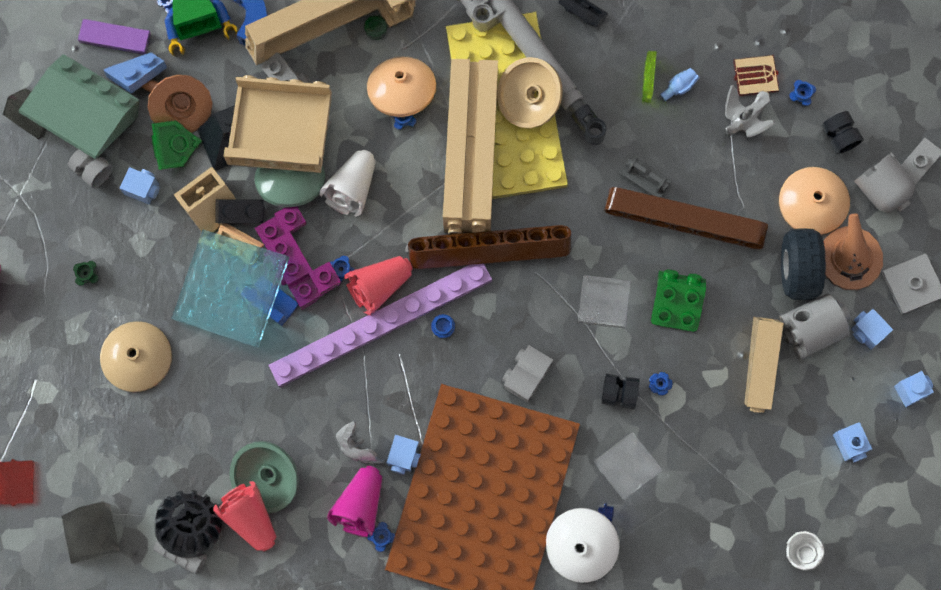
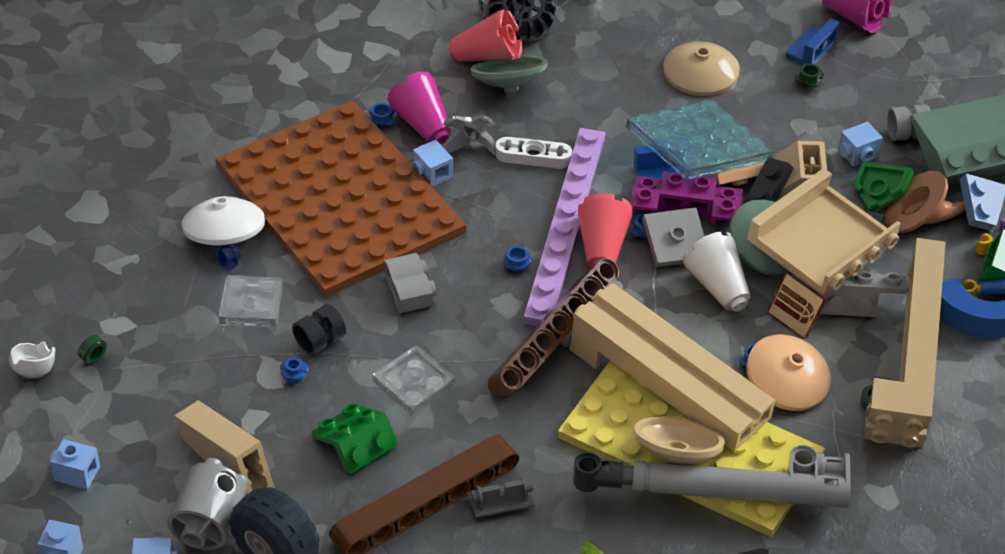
camera: 125 degrees right, 30 degrees down
(44, 296) = (813, 43): none -> blue panel
(326, 381) = (551, 160): none -> white beam
(338, 237) = (672, 234): none -> light grey plate
(342, 115) = (797, 305): none -> piece
(761, 522) = (92, 349): none -> dark green tile

